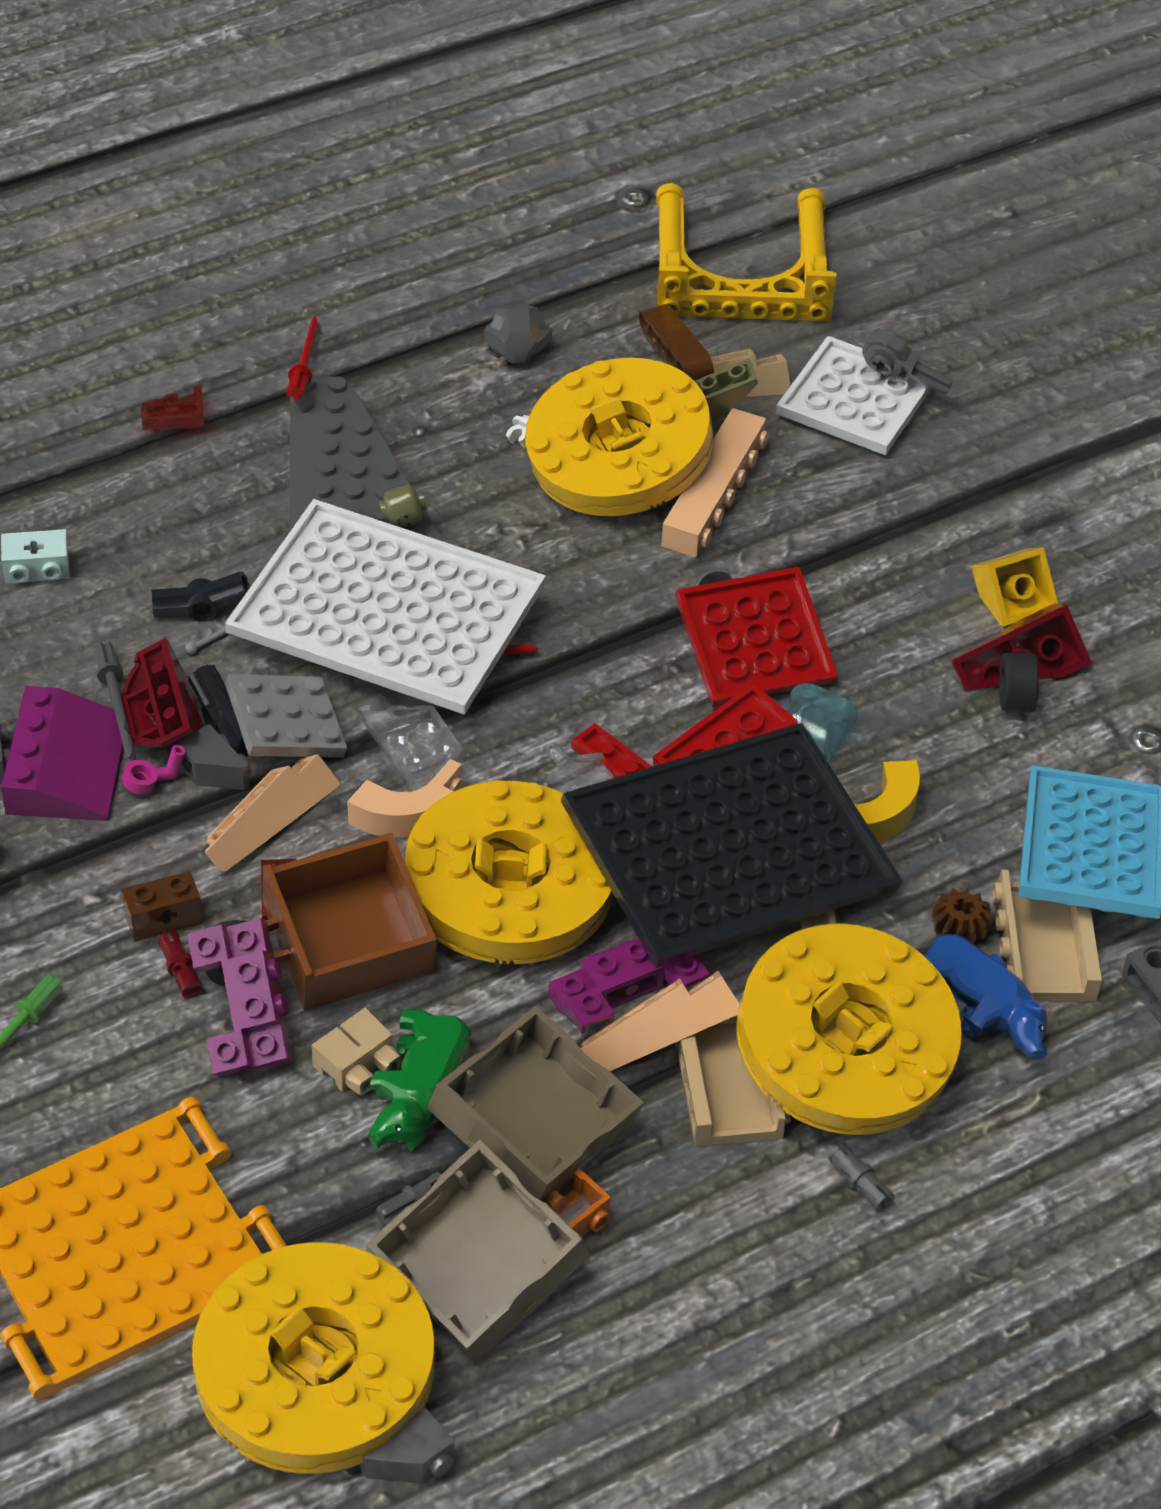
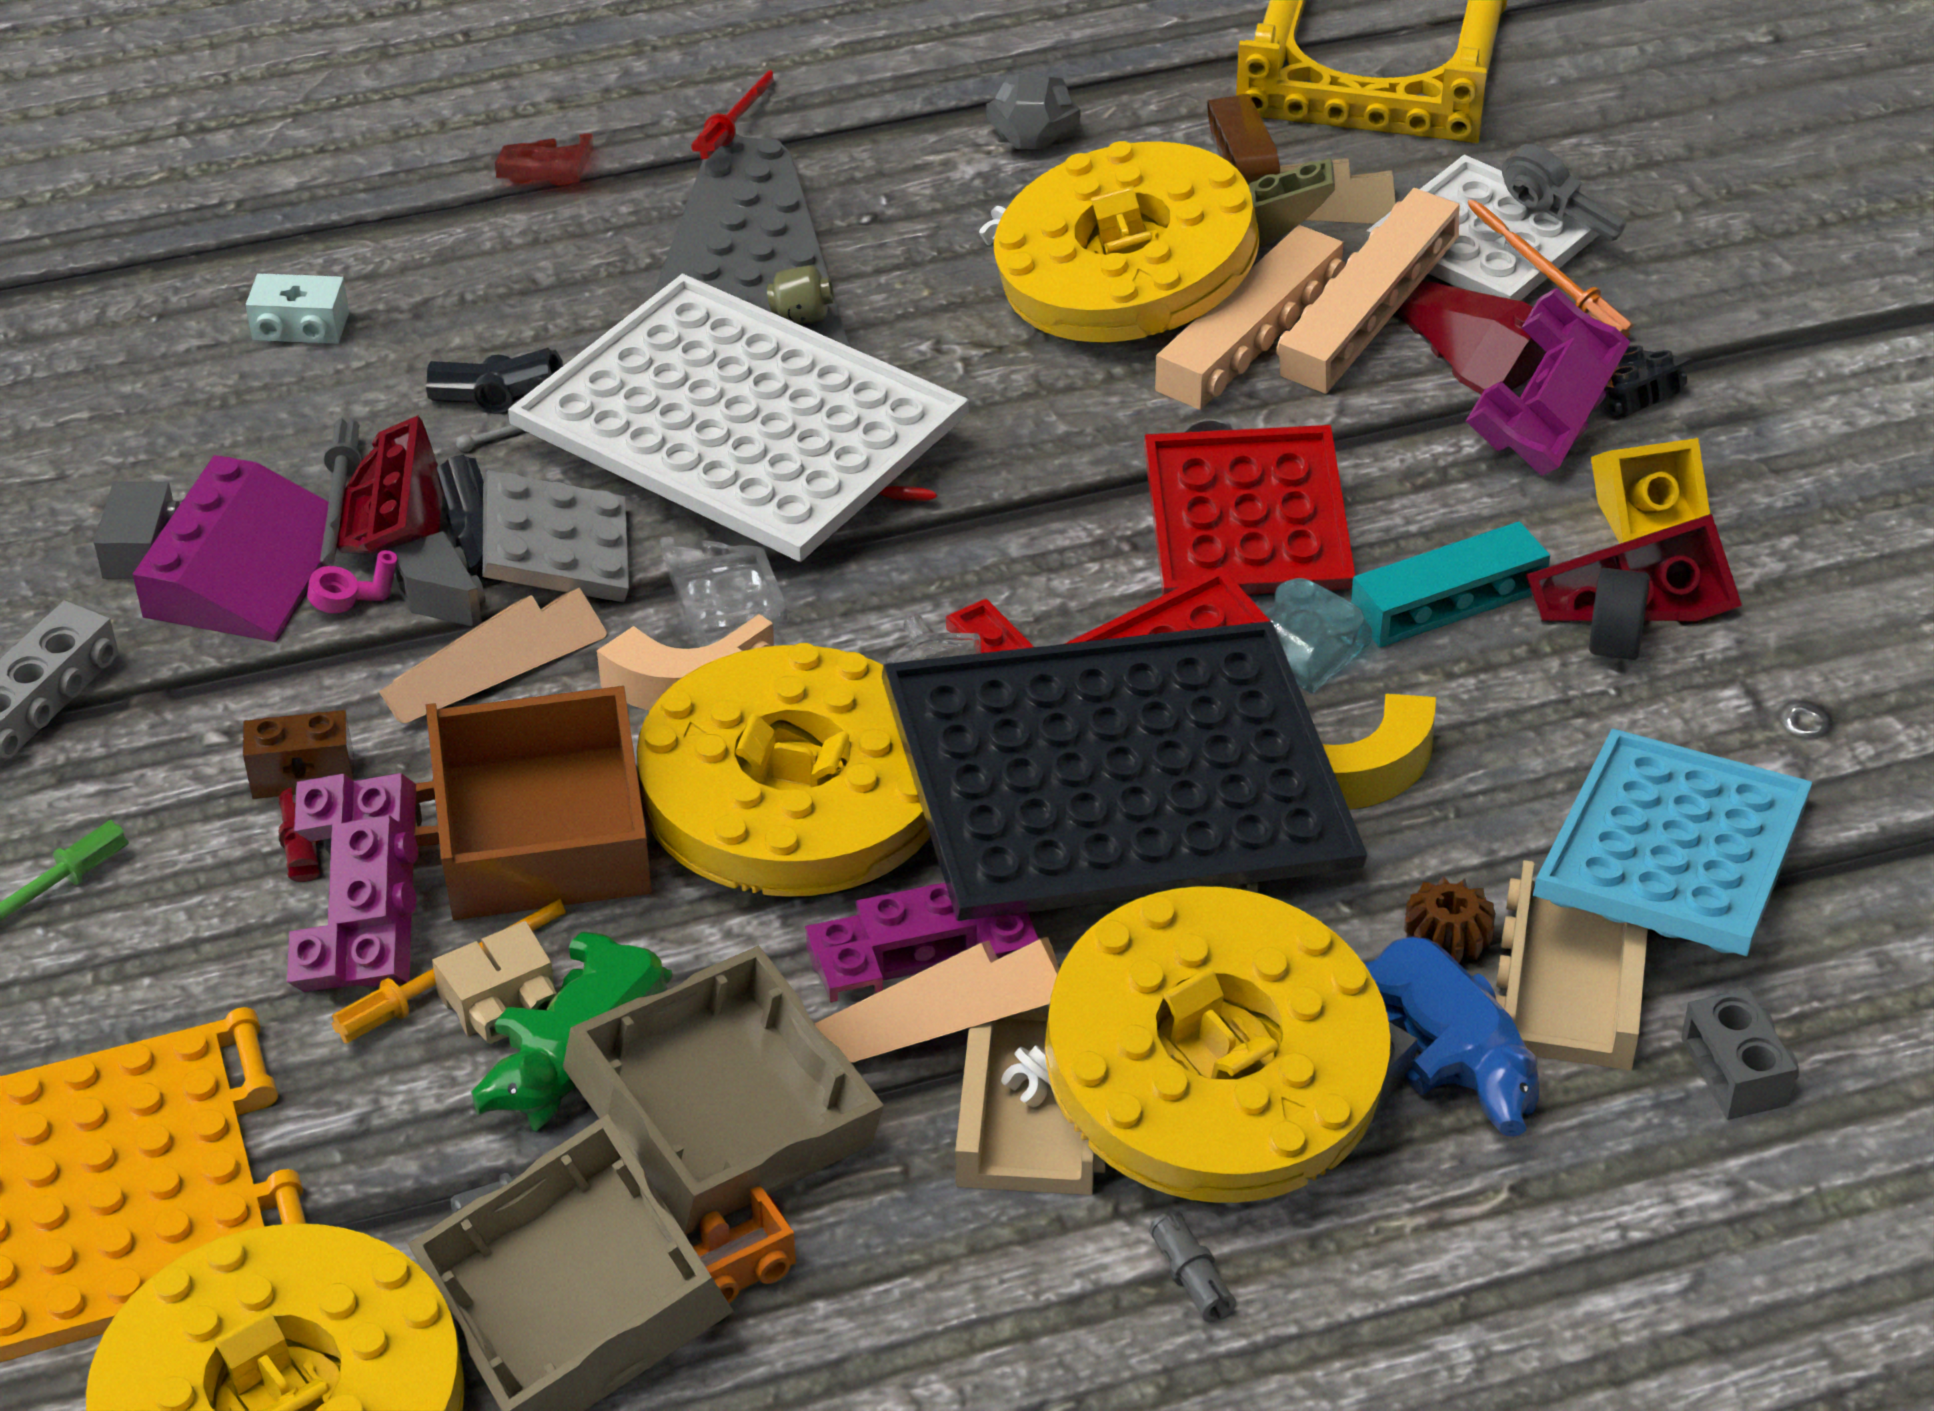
camera: 15 degrees right, 5 degrees down
(287, 1075) = (392, 1000): none -> light orange piece
(731, 1059) = (1032, 1067): none -> white plate
(792, 453) = (1368, 290): none -> light nougat brick
(877, 479) = (1474, 334): none -> dark red wedge
(900, 671) = (1448, 583): none -> teal brick
(940, 446) = (1588, 301): none -> orange piece
(941, 518) = (1562, 389): none -> magenta bracket
(982, 498) = (1644, 380): none -> black hinge

